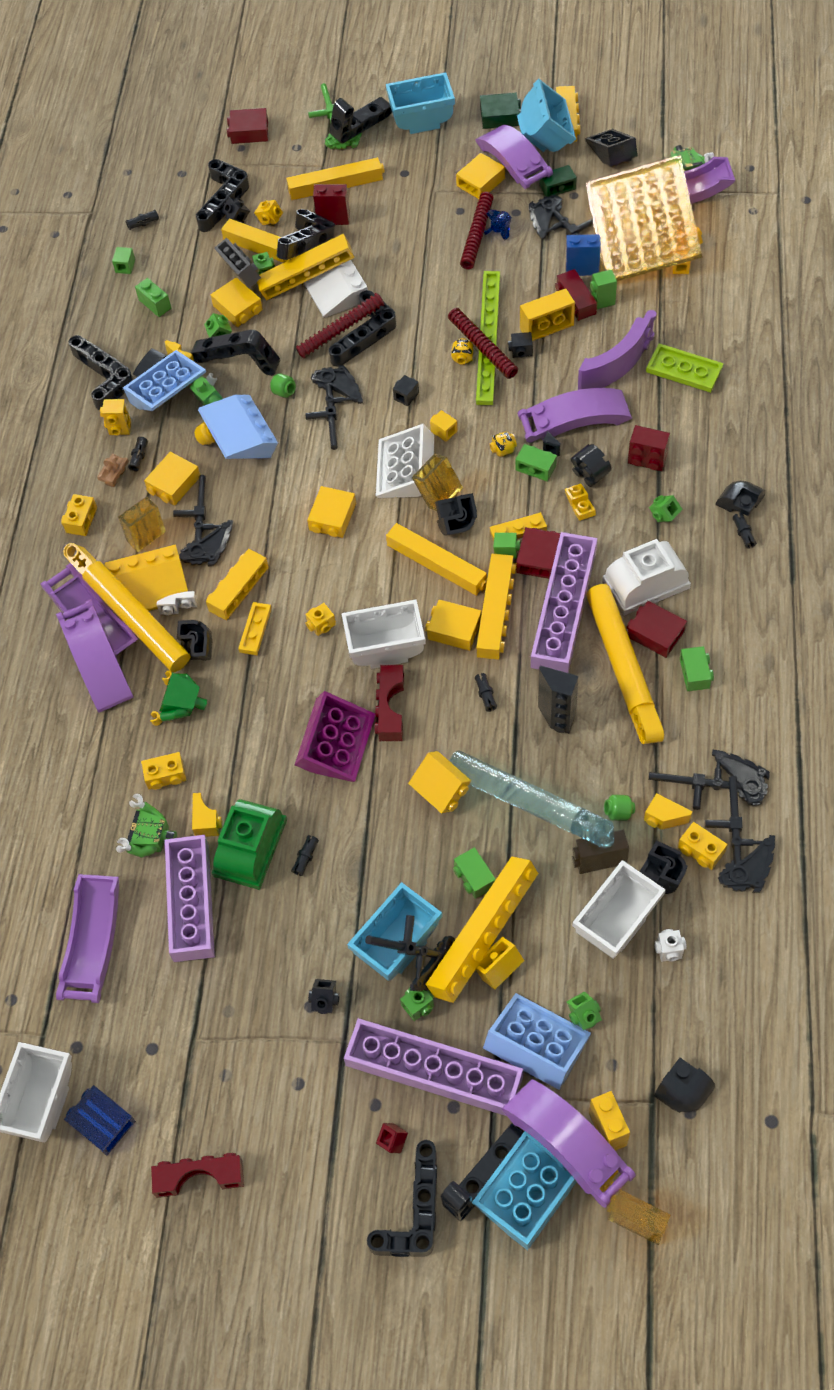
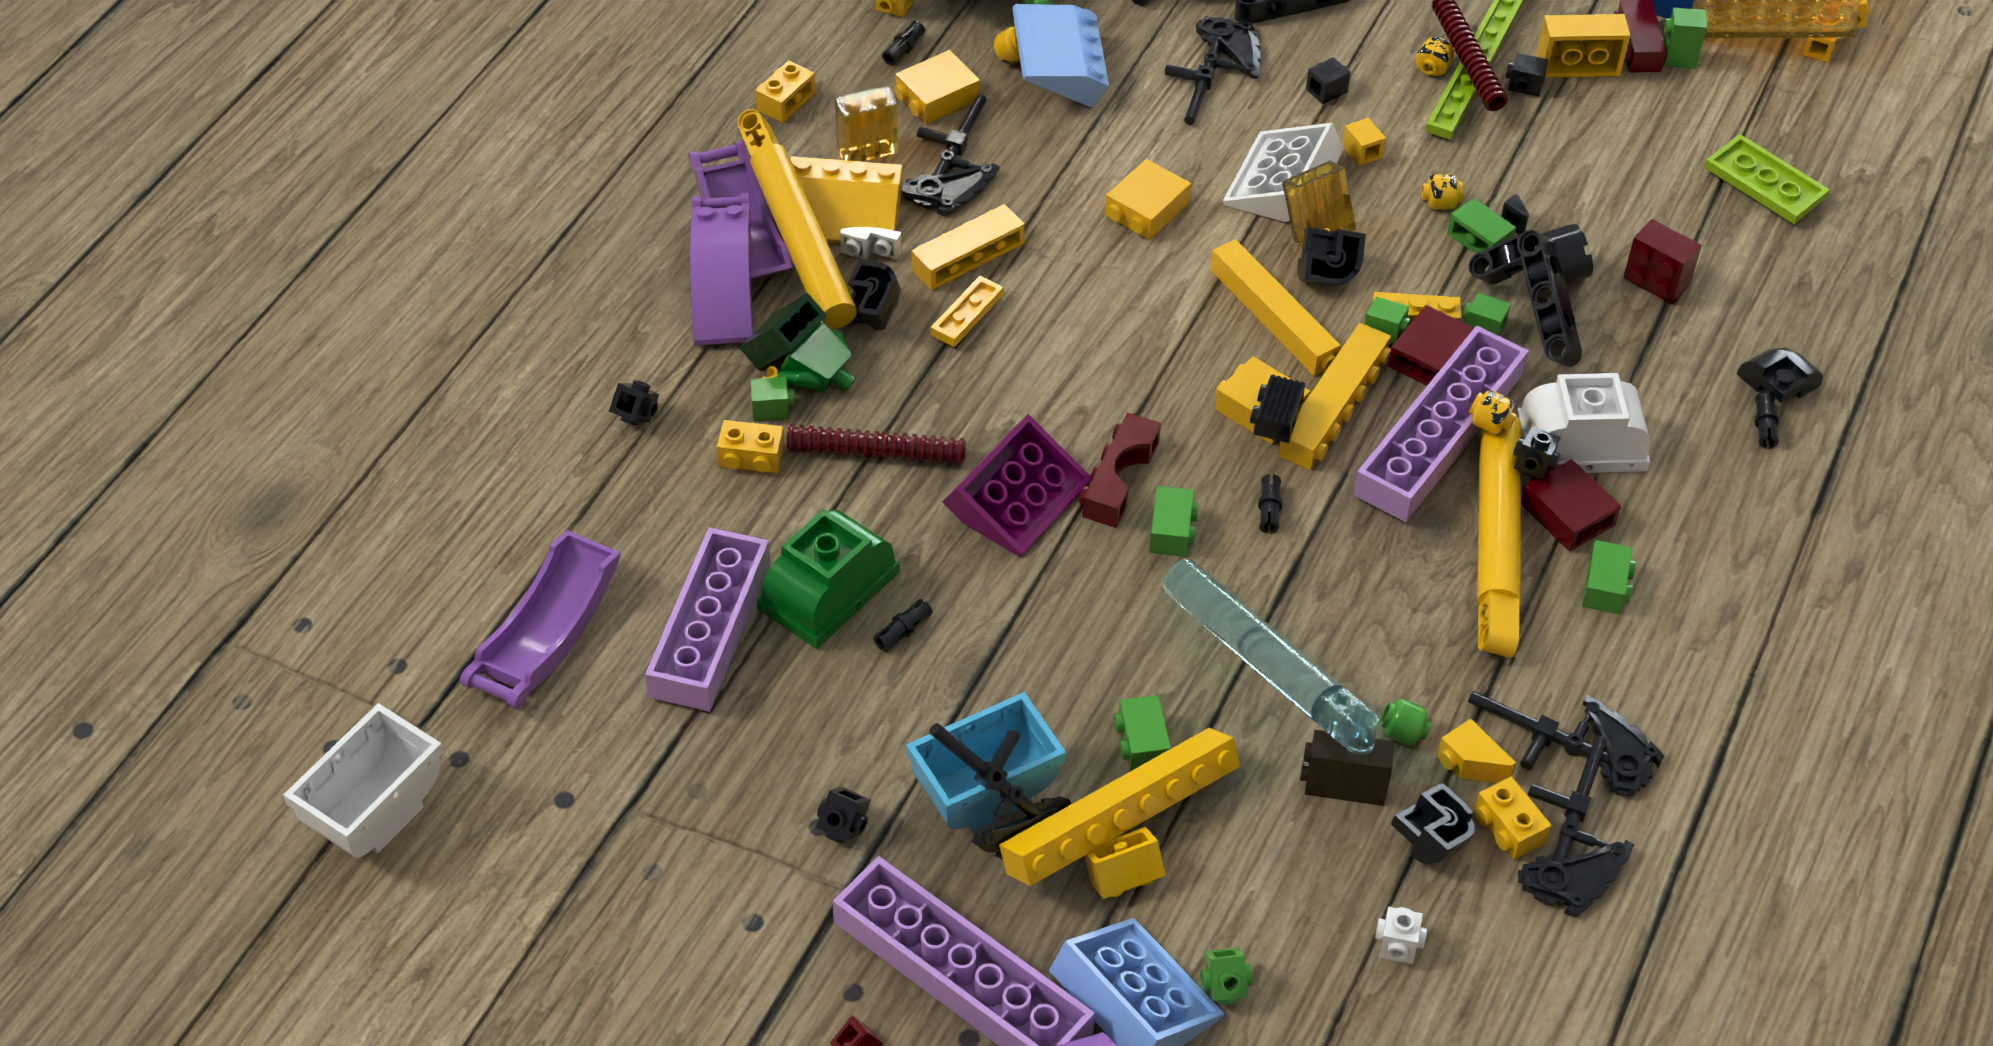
camera: 15 degrees right, 10 degrees down
(80, 768) = (634, 402): none -> black brick
(99, 1120) = (445, 861): clear blue brick -> none
(112, 469) = (859, 48): medium nougat hips -> none
(147, 831) = (688, 512): bright green torso -> none
(152, 687) = (783, 331): none -> dark green brick
(162, 733) = (771, 398): none -> bright green brick
(169, 1177) = (508, 973): dark red arch -> none
(204, 820) = (778, 522): yellow arch -> none
(238, 740) = (875, 444): none -> dark red piece
(282, 385) = (1150, 20): bright green head -> none
(320, 619) = (1066, 328): yellow brick -> none
(384, 634) = (1148, 373): white container -> none
(417, 1003) = (978, 873): bright green brick -> none
(434, 726) = (1171, 521): none -> bright green brick
(440, 782) = (1145, 592): yellow brick -> none
(469, 631) = (1278, 408): none -> black brick
(557, 698) = (1373, 535): black slope -> none
(561, 520) = (1487, 313): none -> bright green brick
(574, 411) = (1572, 179): medium lavender windscreen -> none
(579, 502) = (1521, 305): yellow slope -> none
(587, 486) = (1543, 278): none -> black beam
(593, 589) = (1492, 412): none -> yellow head
(618, 909) = (1338, 851): white container -> none
(619, 360) = (1667, 134): medium lavender windscreen -> none
(628, 606) = (1537, 453): none -> black brick
(665, 508) = (1653, 349): bright green brick -> none

